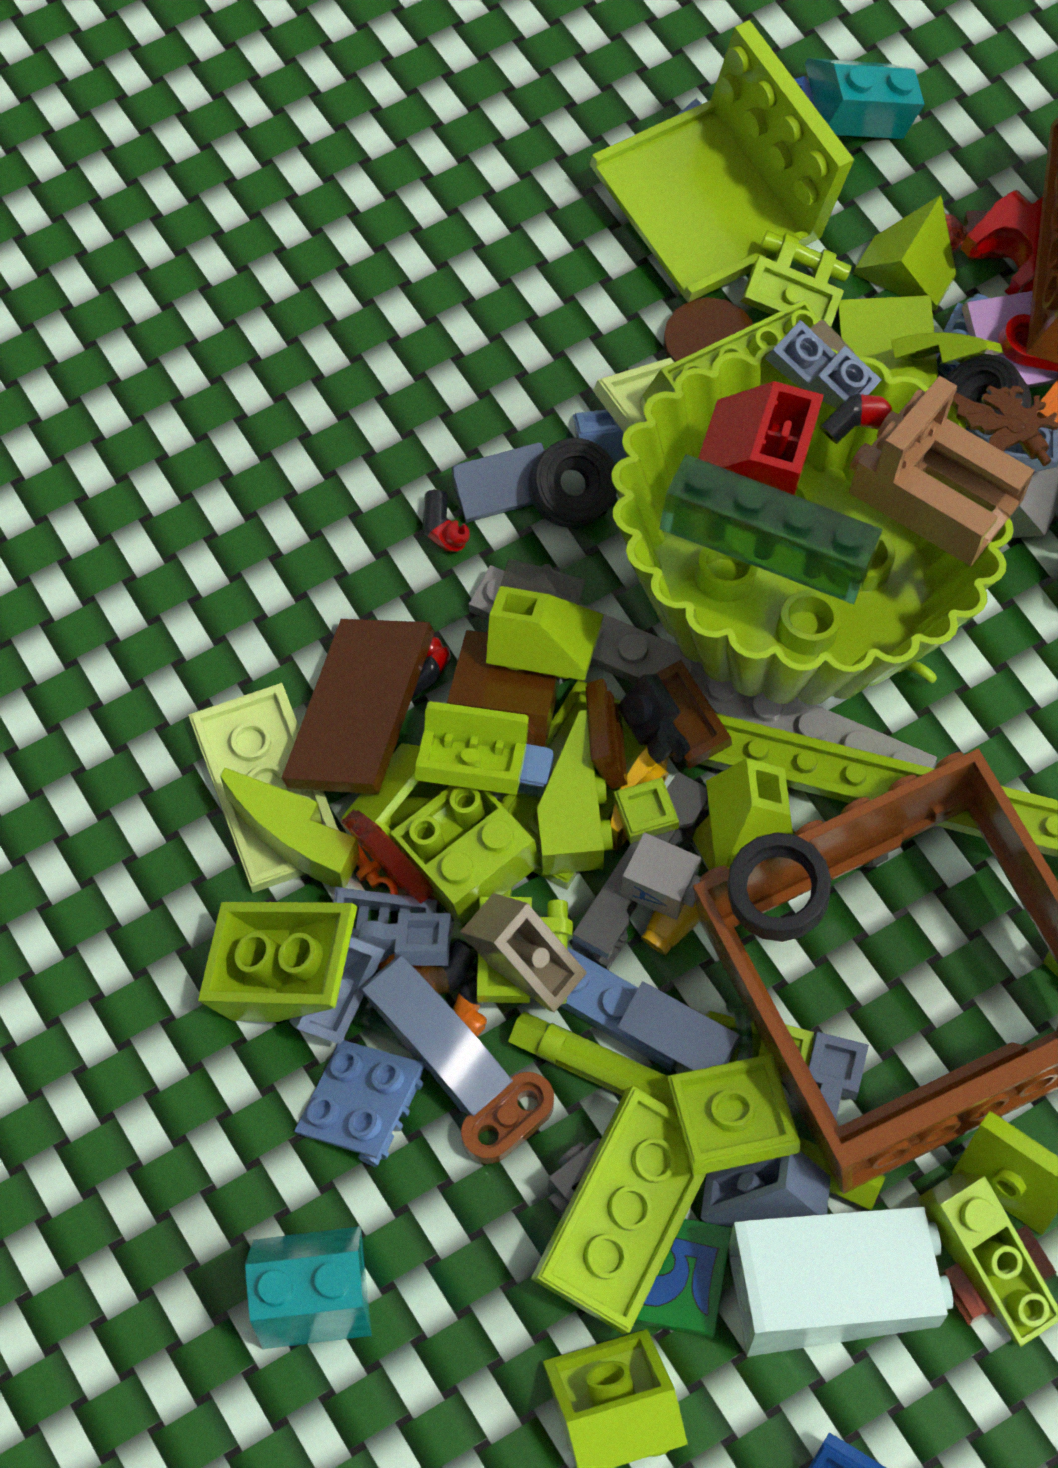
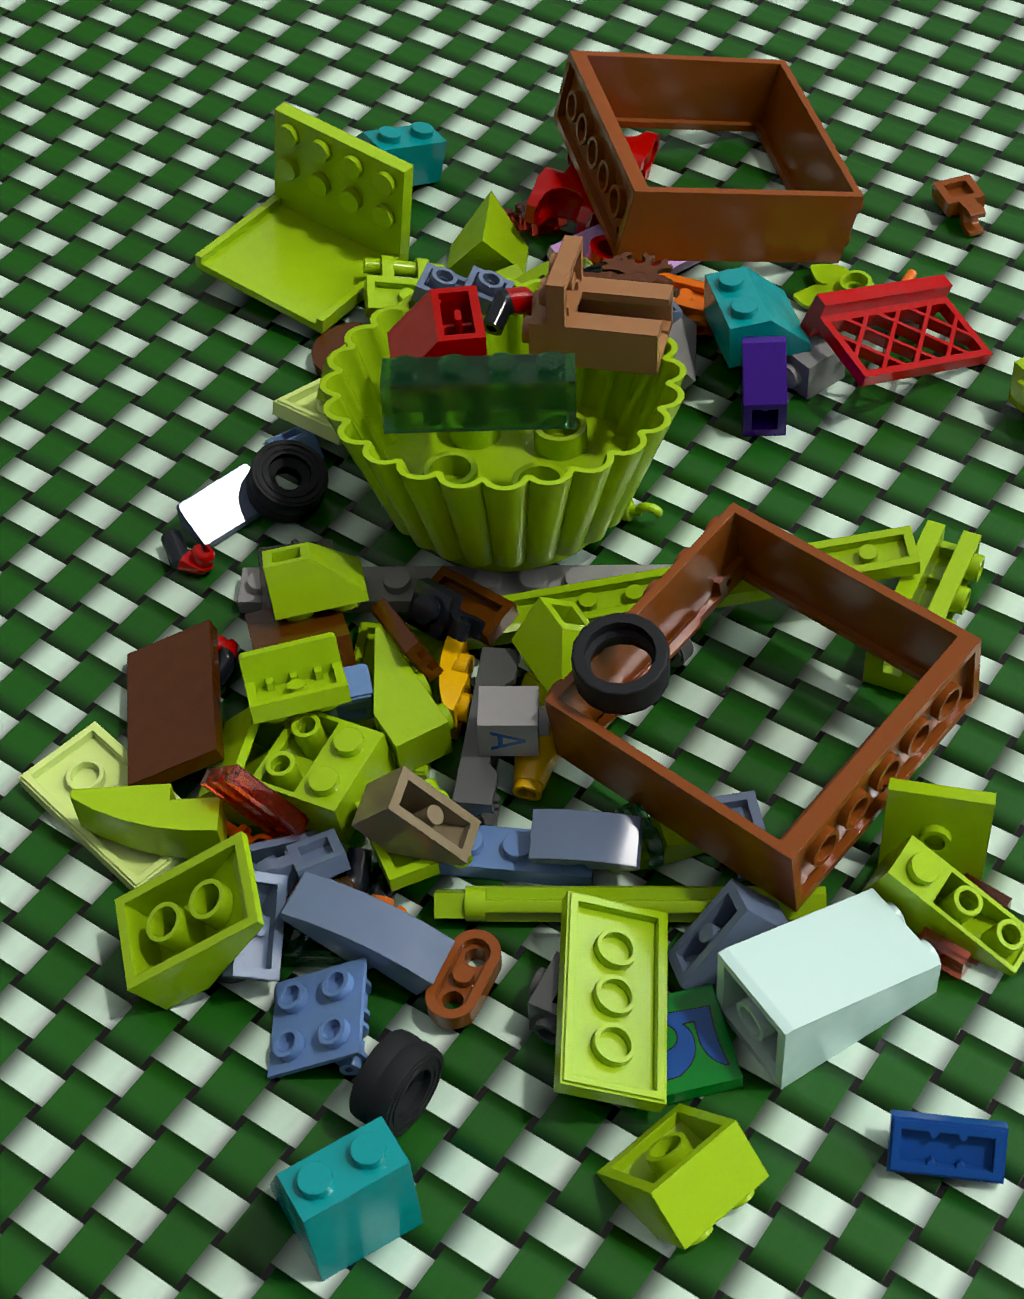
camera: 20 degrees left, 15 degrees down
(398, 1201) = (396, 1081): none -> black tyre
(646, 809) = (463, 679): lime tile -> none
(733, 1114) = (669, 877): lime plate -> none

